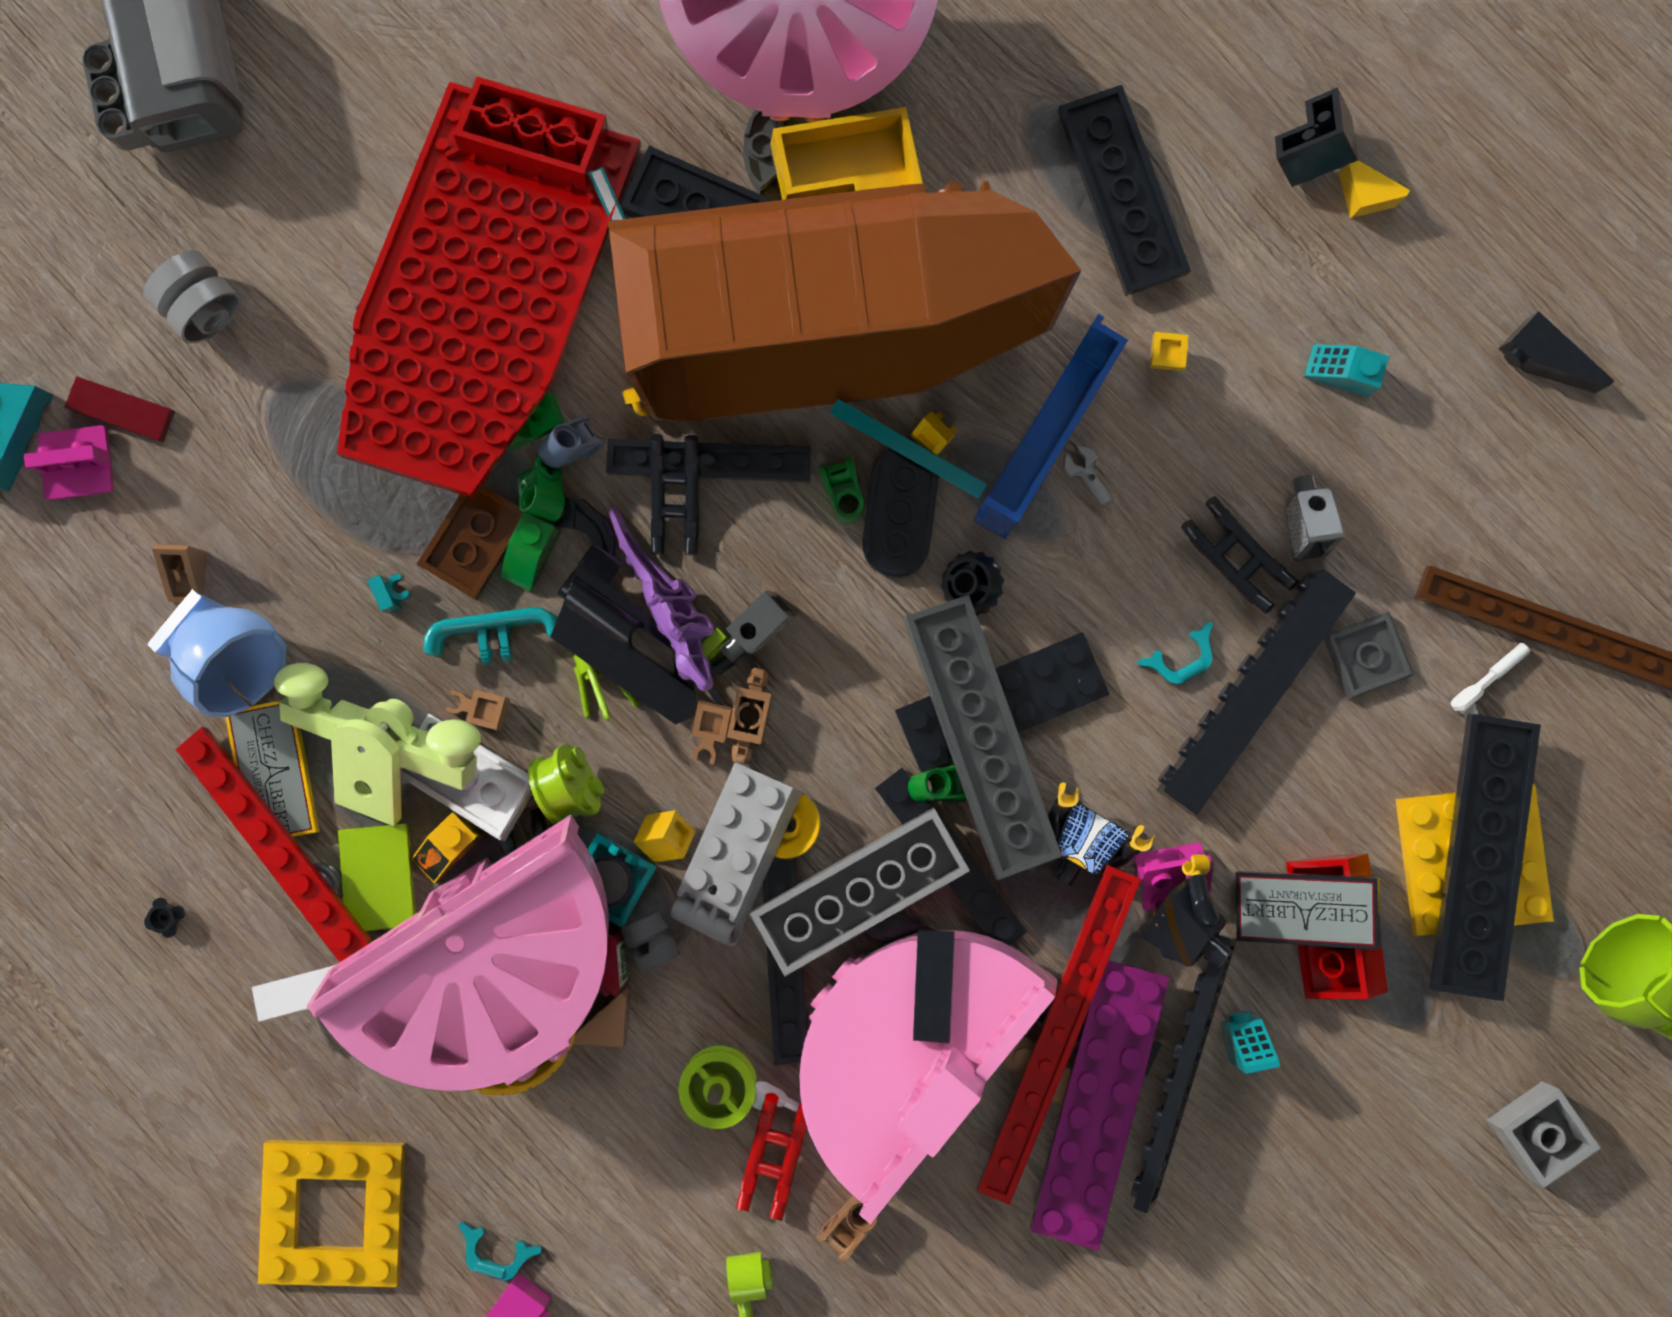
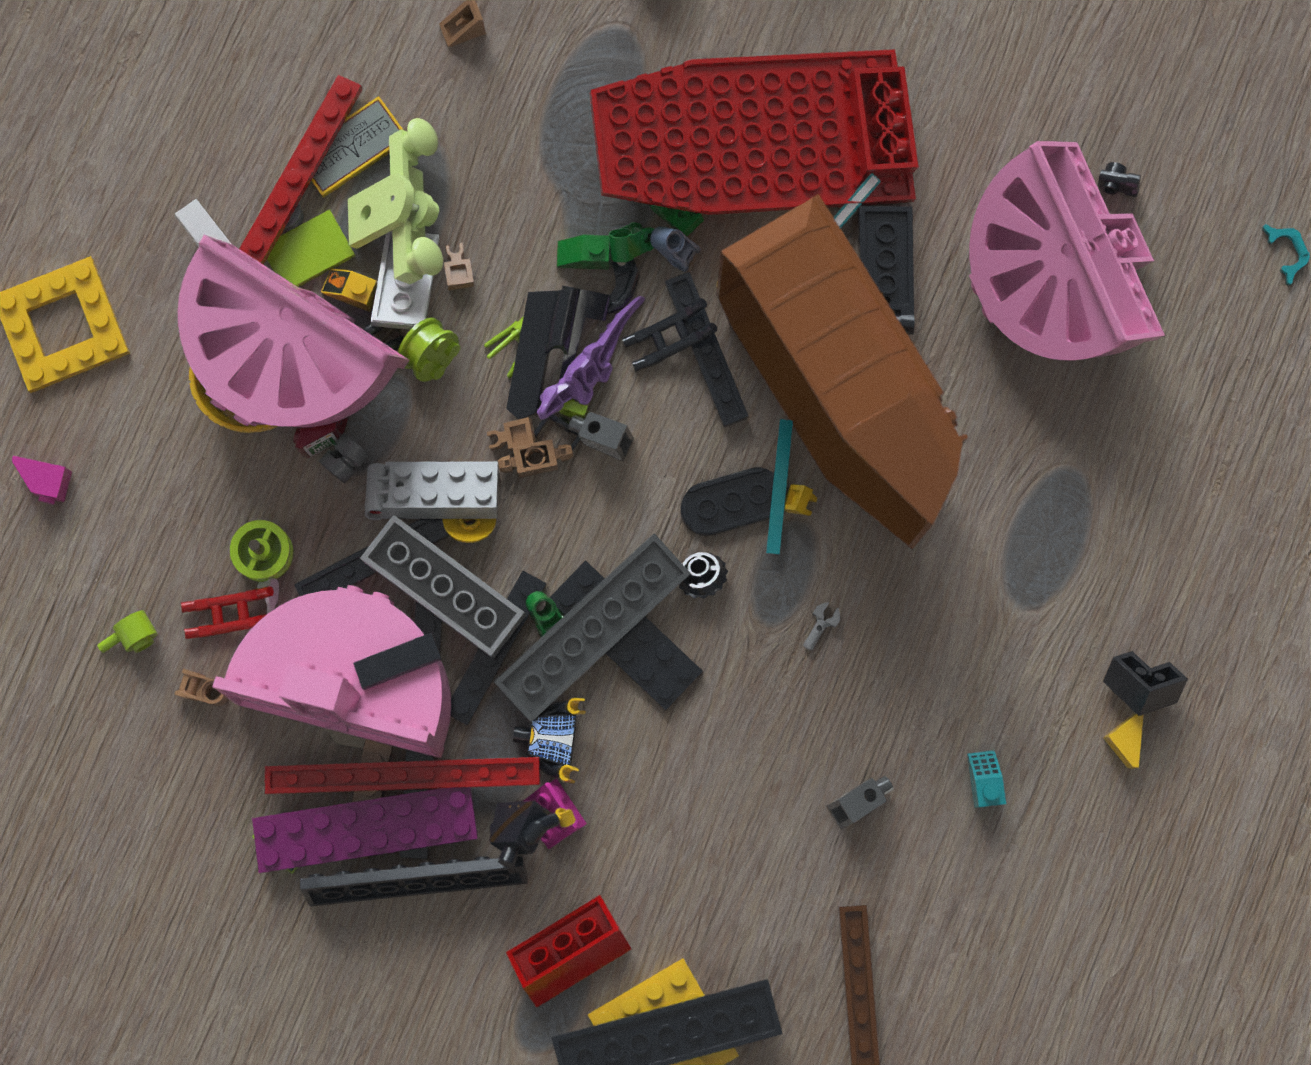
camera: 65 degrees right, 5 degrees down
(154, 917) = (212, 114): black plate -> none
(216, 646) = (423, 71): light blue plate -> none
(385, 593) = (510, 167): teal tile -> none
(471, 541) = (573, 210): reddish brown plate -> none
(482, 624) = (526, 256): teal piece -> none
(490, 1268) = (66, 448): teal helmet -> none
(608, 1026) = (273, 456): medium nougat slope -> none
(623, 876) = (379, 418): piece -> none
(665, 836) = (423, 436): yellow panel -> none
(758, 151) = (947, 289): dark grey tile -> none
(843, 484) = (732, 450): green piece -> none
(845, 154) = (971, 352): yellow piece -> none
(1051, 429) = (832, 581): blue piece -> none
(1123, 190) = (1042, 559): black plate -> none
(1169, 351) = (936, 642): yellow tile -> none
(1188, 672) = (709, 762): teal helmet -> none
(1248, 1043) = (455, 918): teal slope -> none
(1255, 691) = (714, 815): black brick -> none
(1259, 558) = (794, 768): black piece -> none
(1308, 909) = (570, 918): light grey tile -> none
(1368, 655) = (780, 890): dark grey tile -> none
(1466, 699) = (777, 977): white piece -> none
(1546, 352) = (1066, 927): black slope -> none

